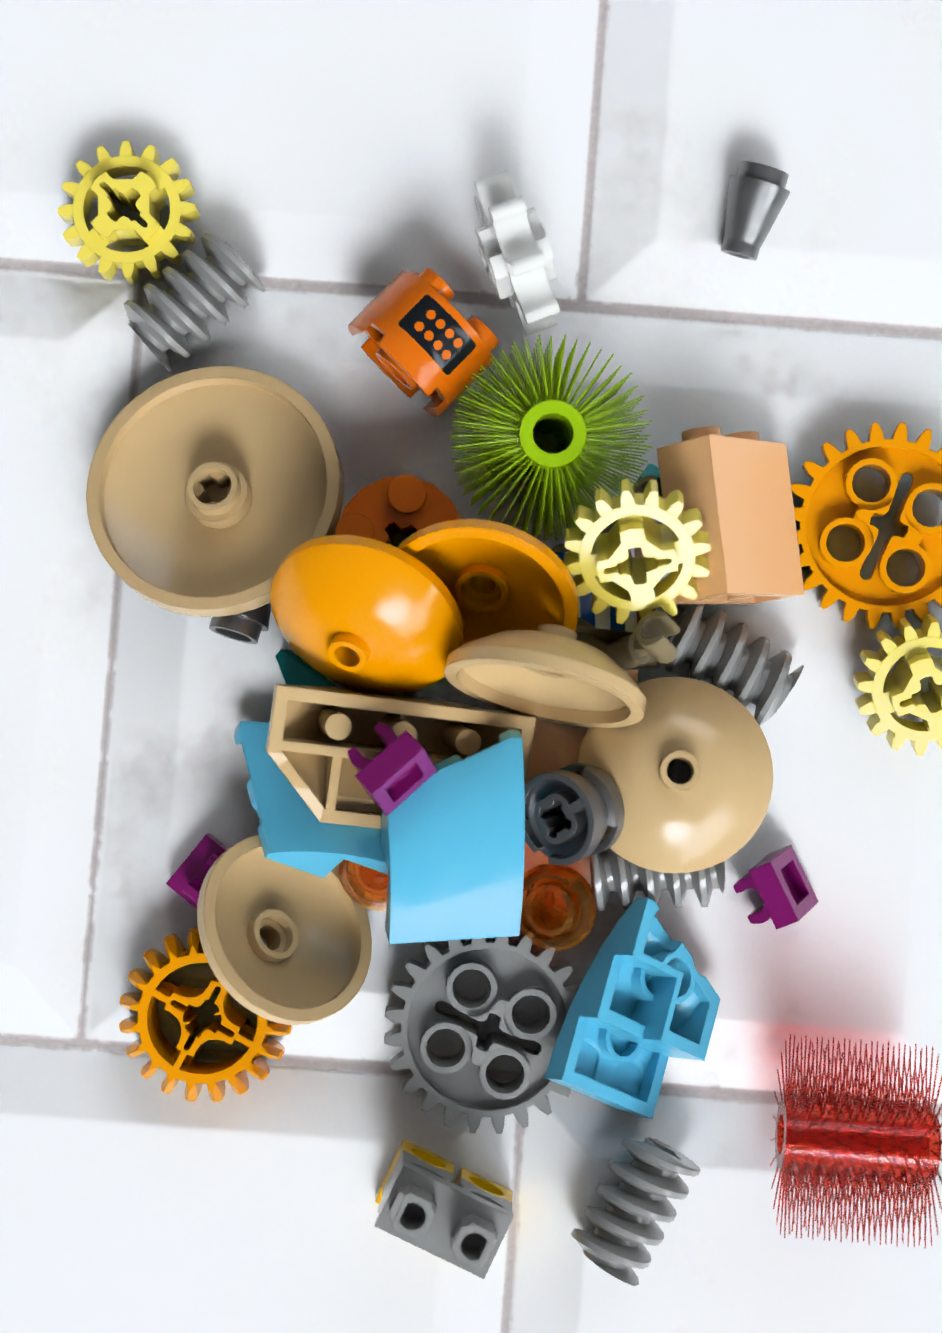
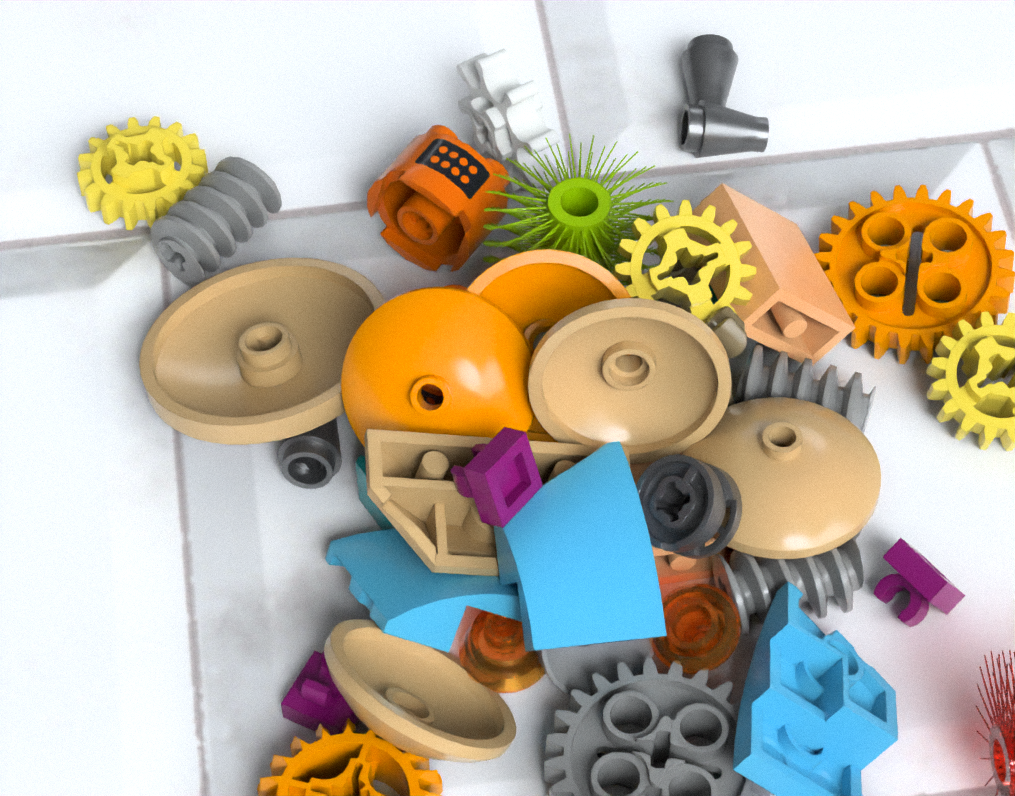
camera: 15 degrees left, 35 degrees down
(743, 286) = (719, 130): none -> flat silver cone

